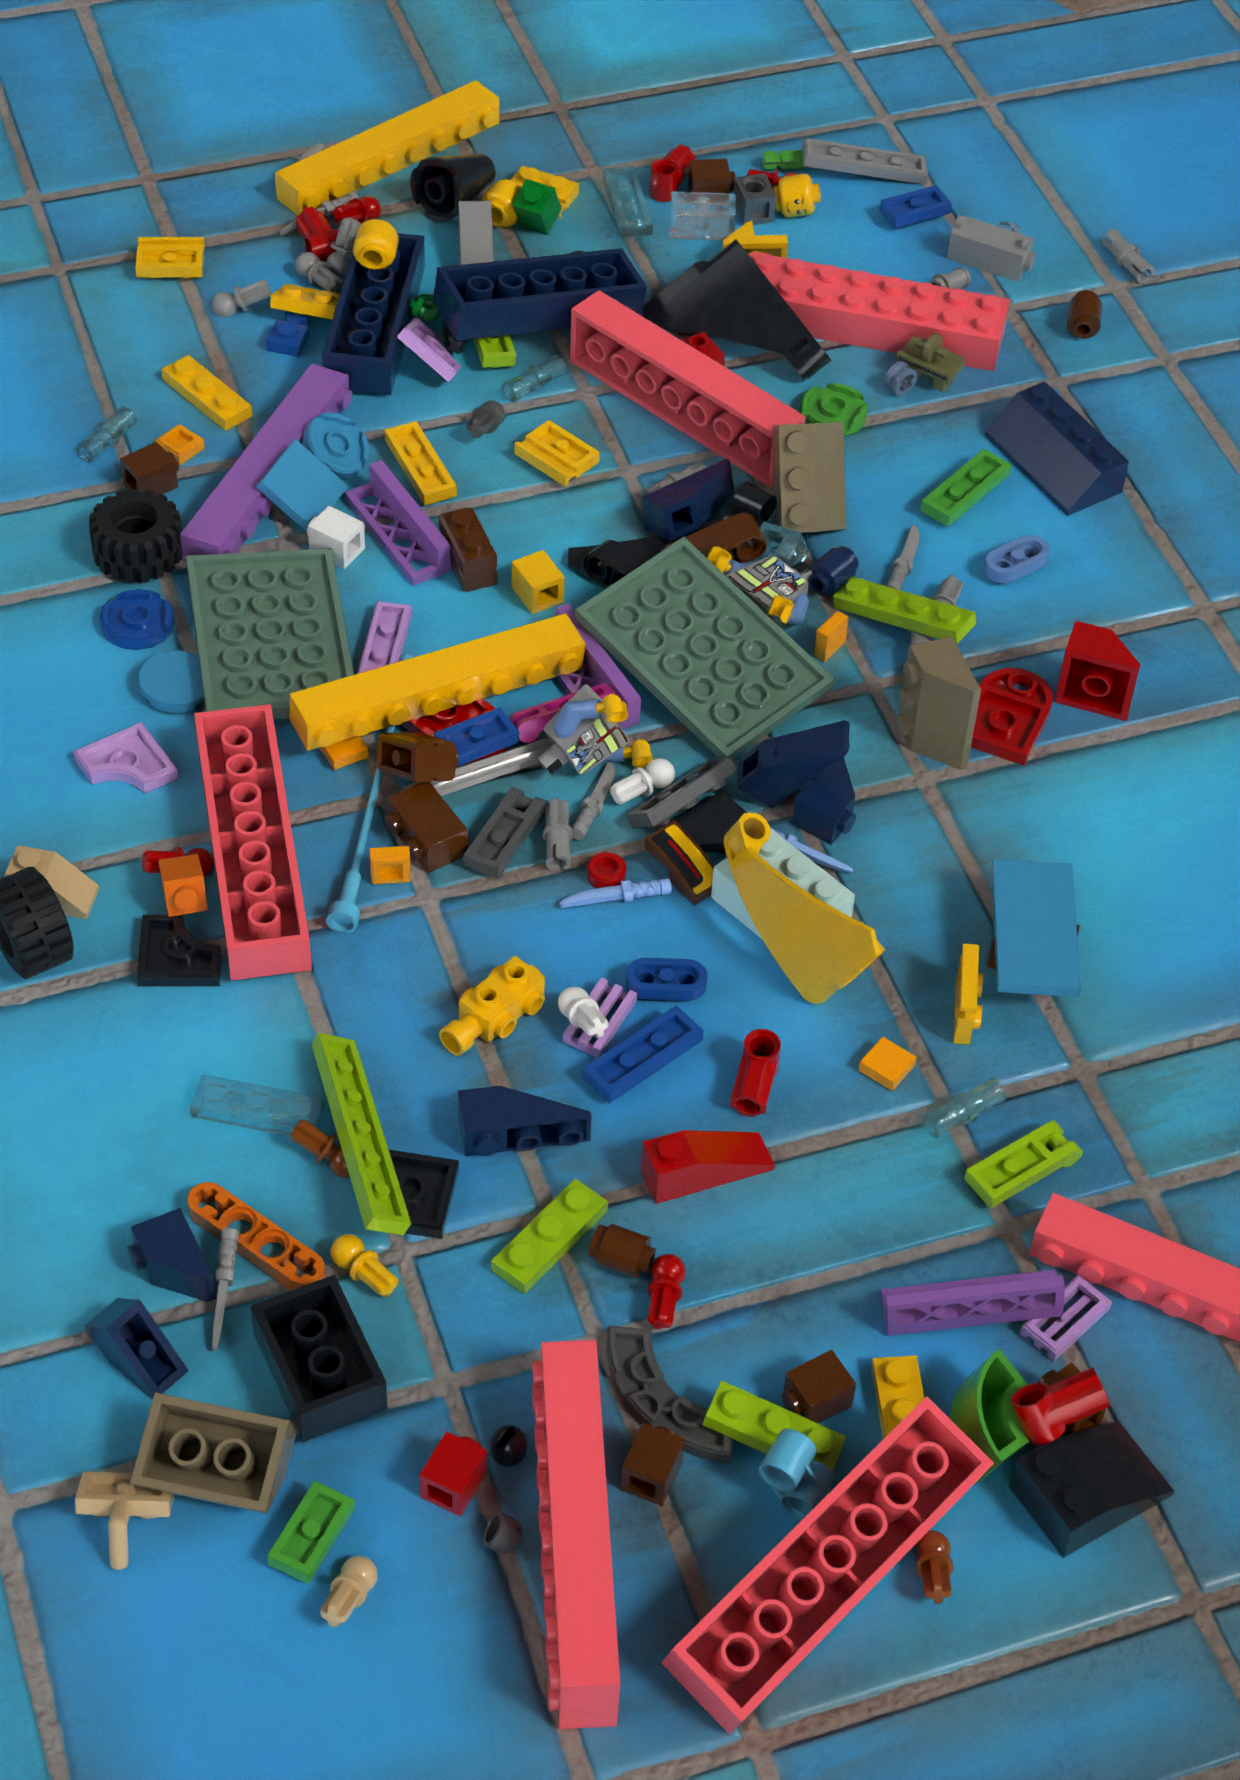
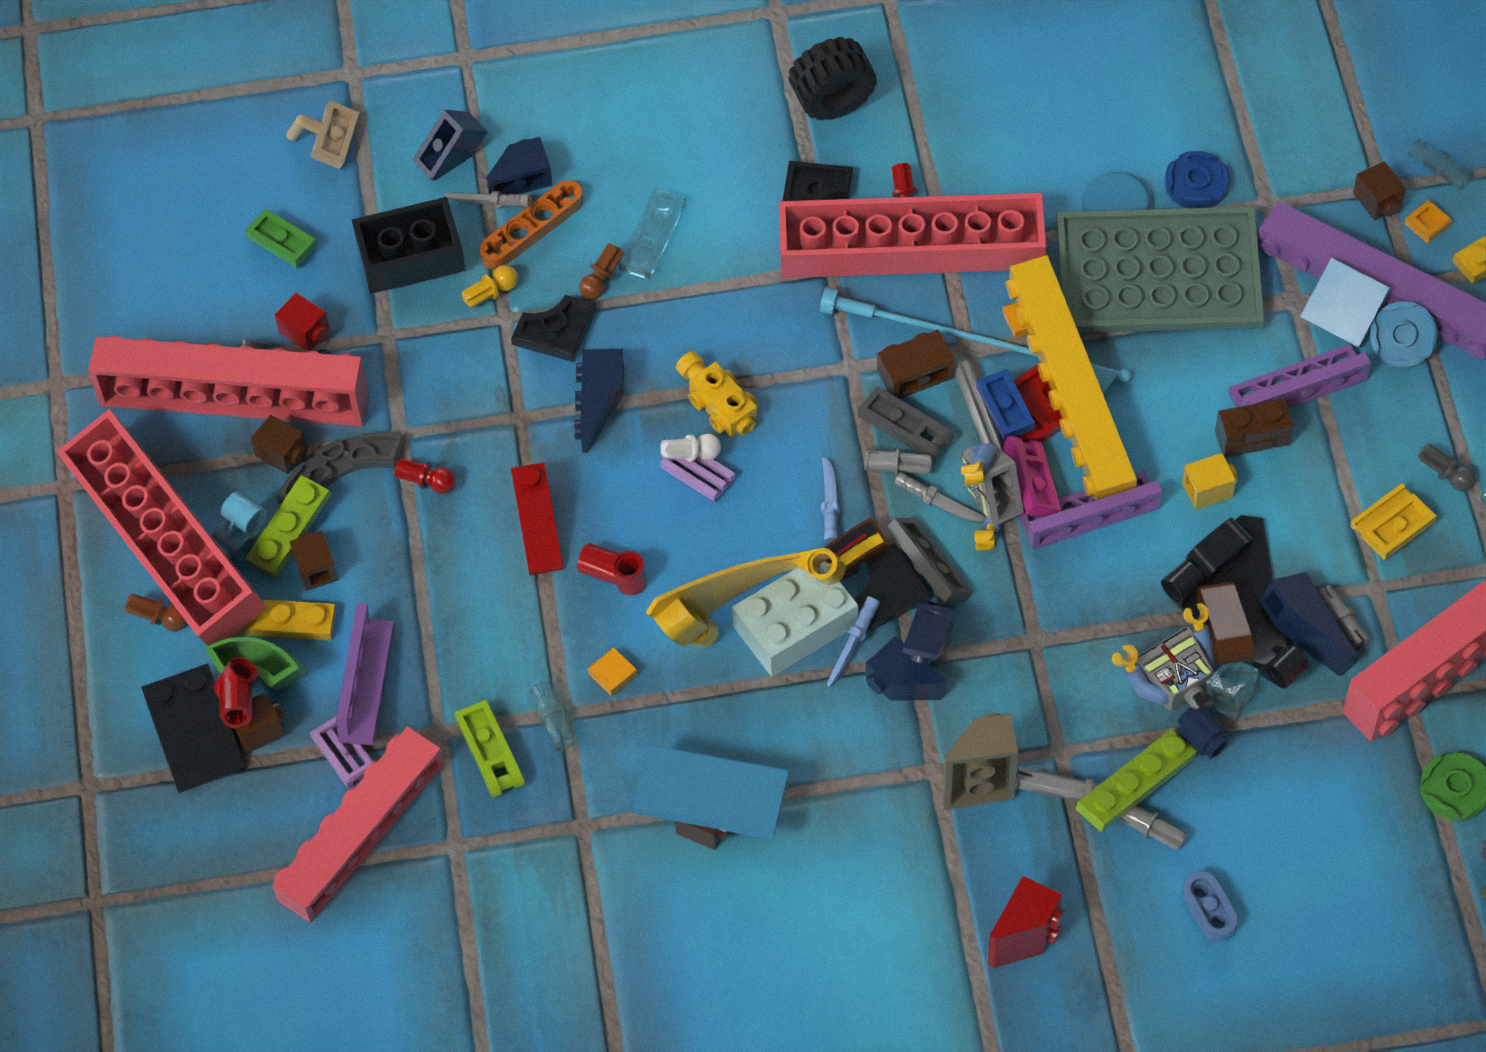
camera: 105 degrees right, 10 degrees up
(72, 887) = (890, 105): tan slope -> none
(127, 757) = (1031, 165): lavender tile -> none
(136, 535) = (1294, 154): black tyre -> none
(183, 885) = (869, 182): orange brick -> none
(213, 1453) = (346, 178): dark tan slope -> none
(340, 533) = (1281, 328): white brick -> none
(349, 1589) = (245, 266): tan axle -> none
(360, 1135) = (601, 285): lime plate -> none
(386, 635) = (1146, 359): lavender tile -> none
(390, 865) = (875, 334): light orange tile -> none
(417, 756) = (979, 353): reddish brown brick -> none
(420, 463) = (1384, 405): yellow plate -> none
(549, 1236) = (495, 410): lime plate -> none
(606, 870) = (855, 497): red tile -> none
(622, 1250) = (464, 449): reddish brown brick -> none
(642, 1054) = (650, 492): blue plate -> none
(657, 774) = (957, 547): white axle -> none
(667, 979) = (724, 522): blue plate -> none
(704, 649) = (1093, 593): sand green plate -> none
(809, 476) = (1306, 710): dark tan slope -> none
(831, 636) = (1112, 714): light orange tile -> none
(903, 565) = (1215, 805): light grey piece -> none
(965, 487) = (1320, 882): bright green plate -> none
(967, 989) = (656, 730): yellow plate -> none
(1011, 718) = (998, 851): red tile -> none
(1058, 449) = (1371, 983): dark blue slope -> none

